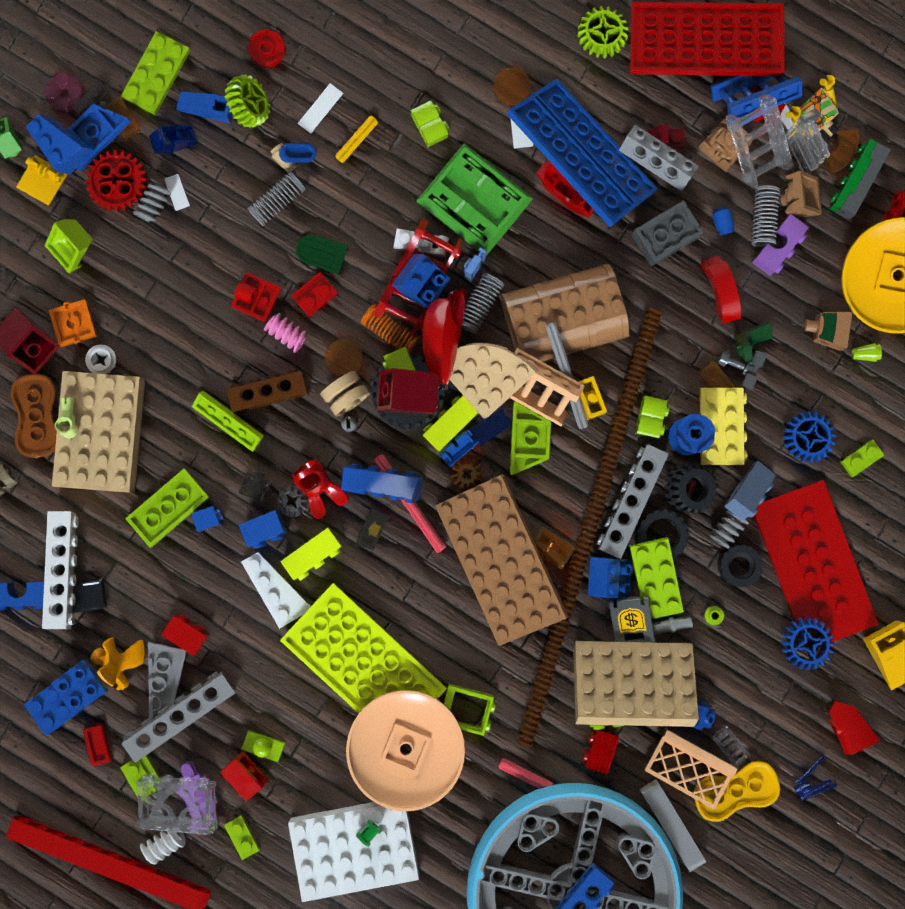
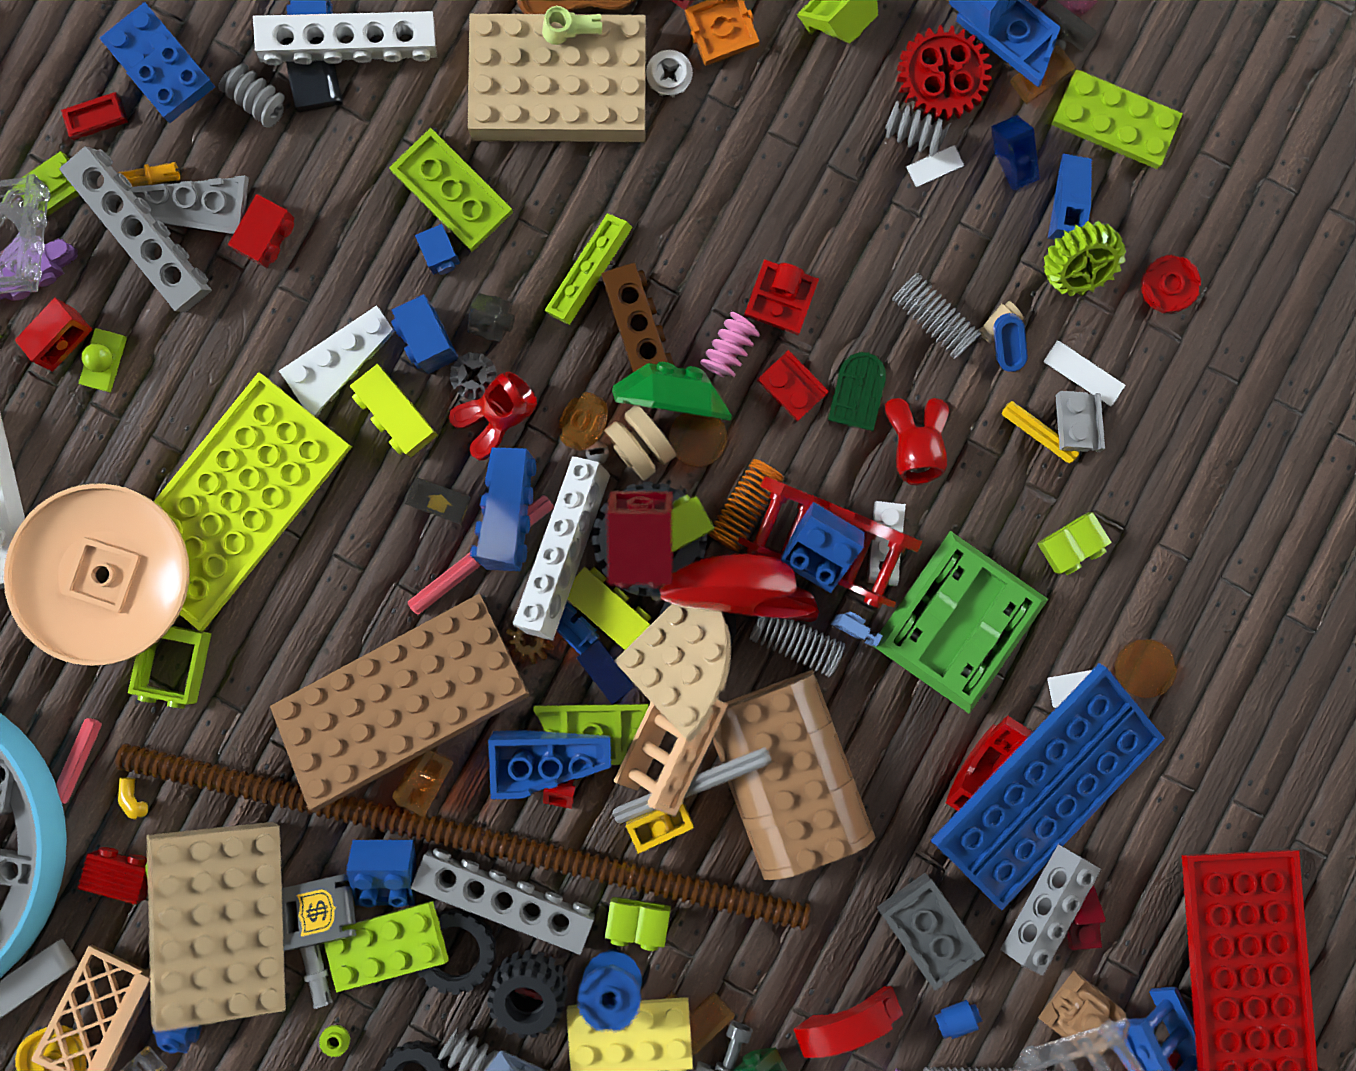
camera: 85 degrees right, 0 degrees up
(93, 635) = (253, 94): none -> light grey piece
(115, 663) = (212, 131): light orange animal -> none
(141, 706) = (152, 175): none -> light orange axle
(312, 371) = (672, 389): none -> green wedge
(328, 430) = (583, 421): none -> clear orange tile
(351, 113) = (1080, 421): none -> light grey plate
(360, 216) = (919, 445): none -> red piece
(409, 447) = (562, 548): none -> white brick
(544, 473) = (539, 760): none -> blue wedge
(553, 742) = (127, 800): none -> yellow arm
(566, 462) = (560, 795): none -> red tile
(616, 29) = (1252, 829): lime gear -> none

